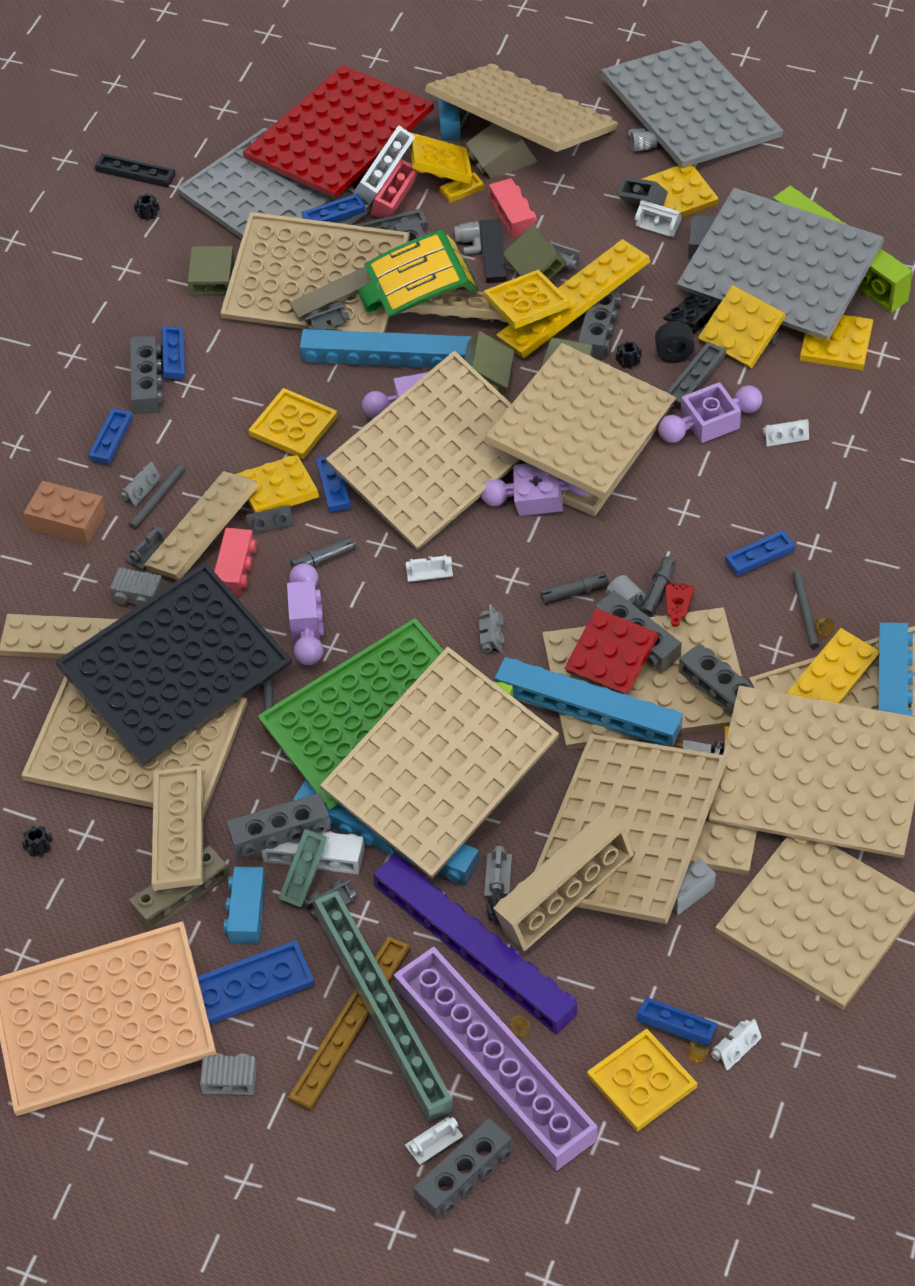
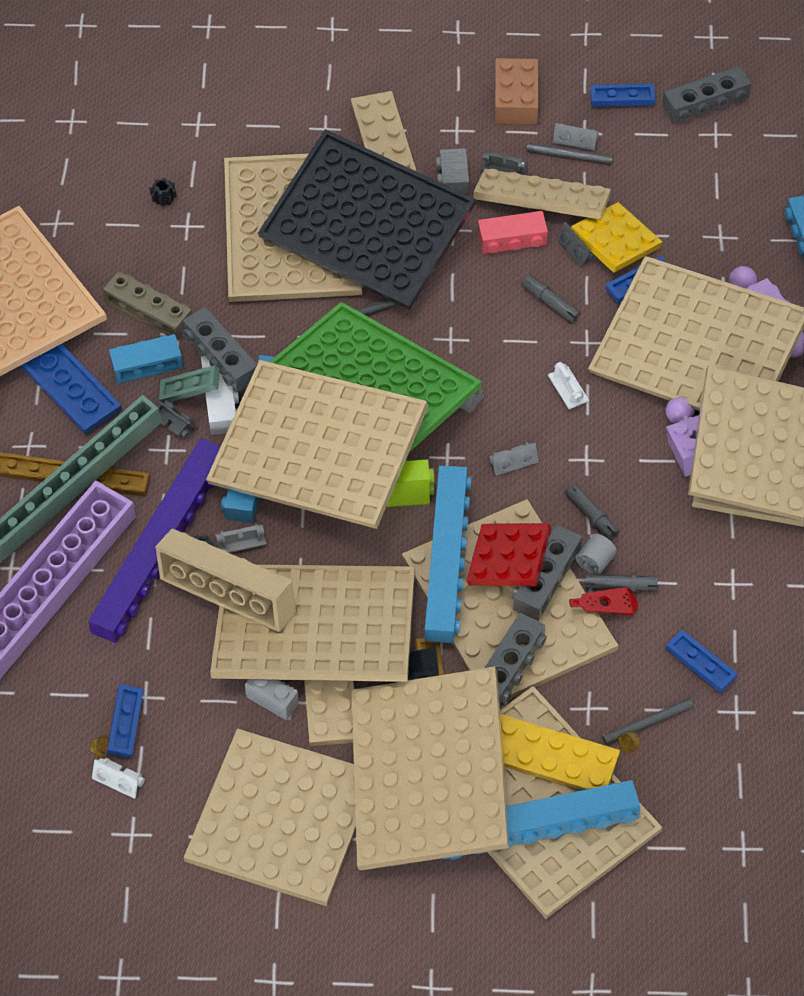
camera: 70 degrees right, 5 degrees up
(172, 352) = (744, 106): blue plate -> none
(177, 828) = (196, 278): tan plate -> none
(293, 423) = (699, 226): yellow plate -> none
(305, 614) = (466, 301): lavender brick -> none
(523, 1026) = (81, 594): clear yellow hinge -> none
(641, 1080) = (58, 708): yellow plate -> none

